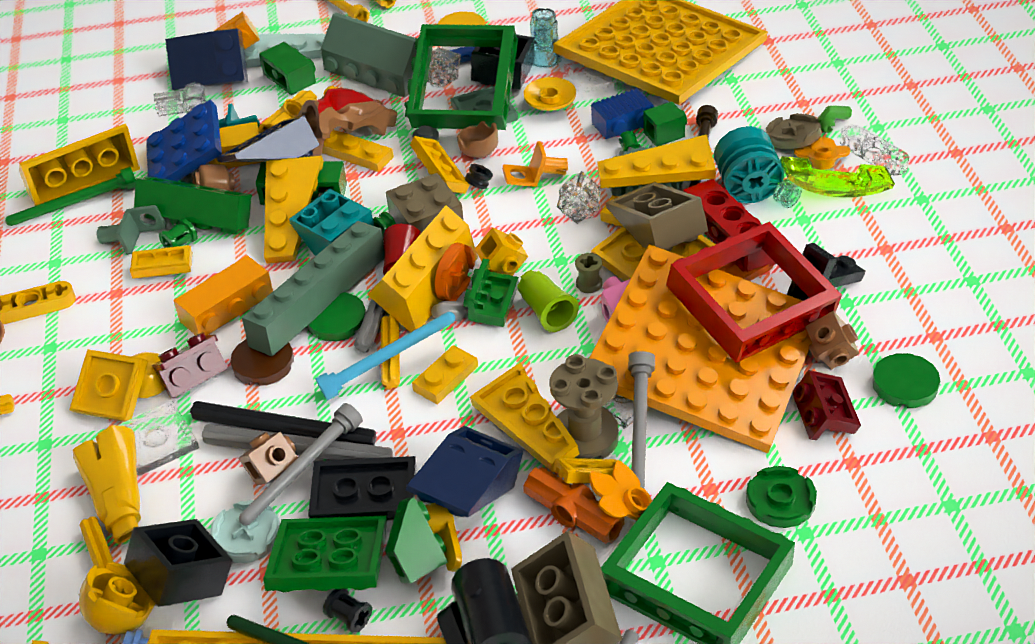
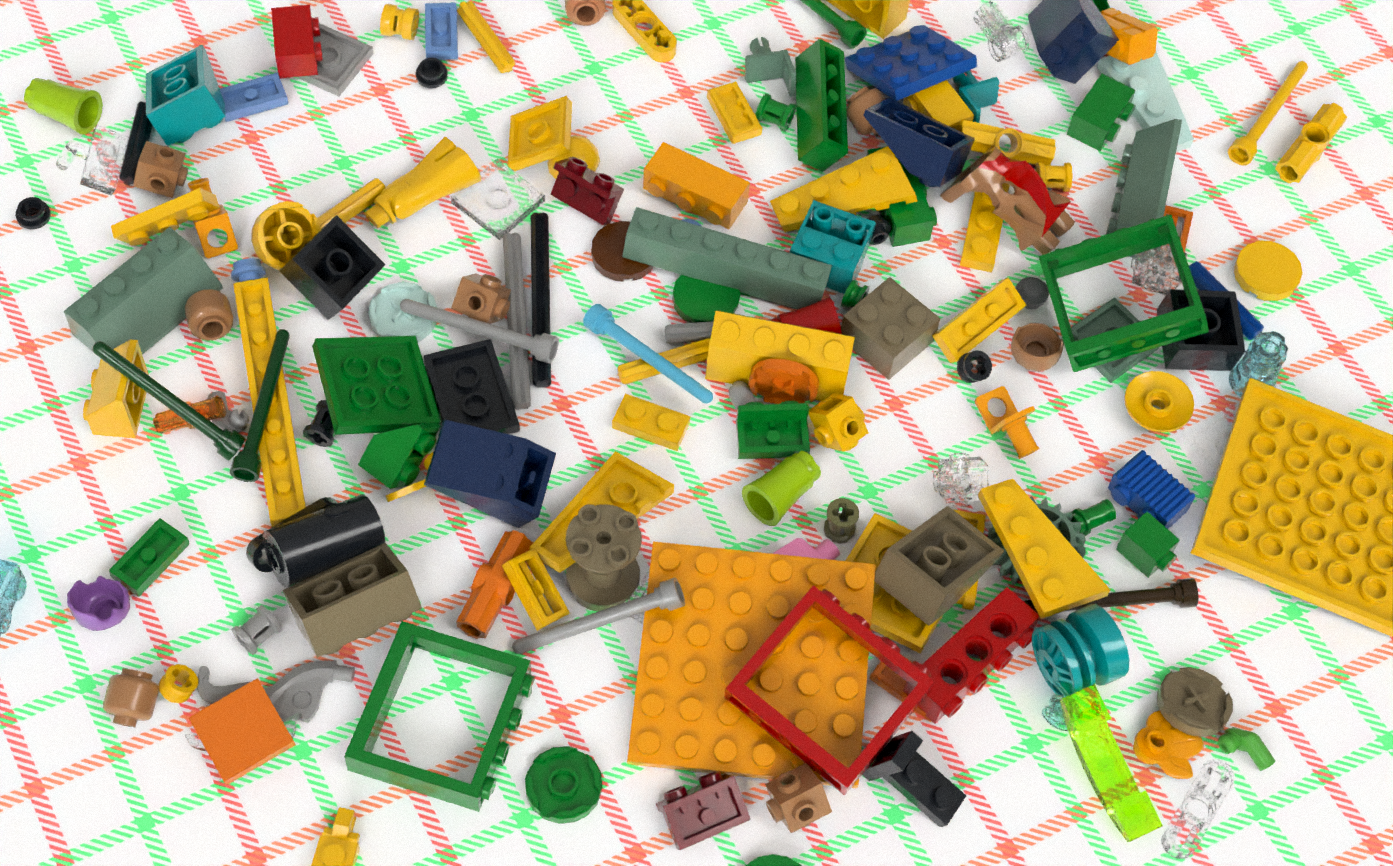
camera: 65 degrees right, 15 degrees up
(620, 492) = (506, 613): light orange plate -> none

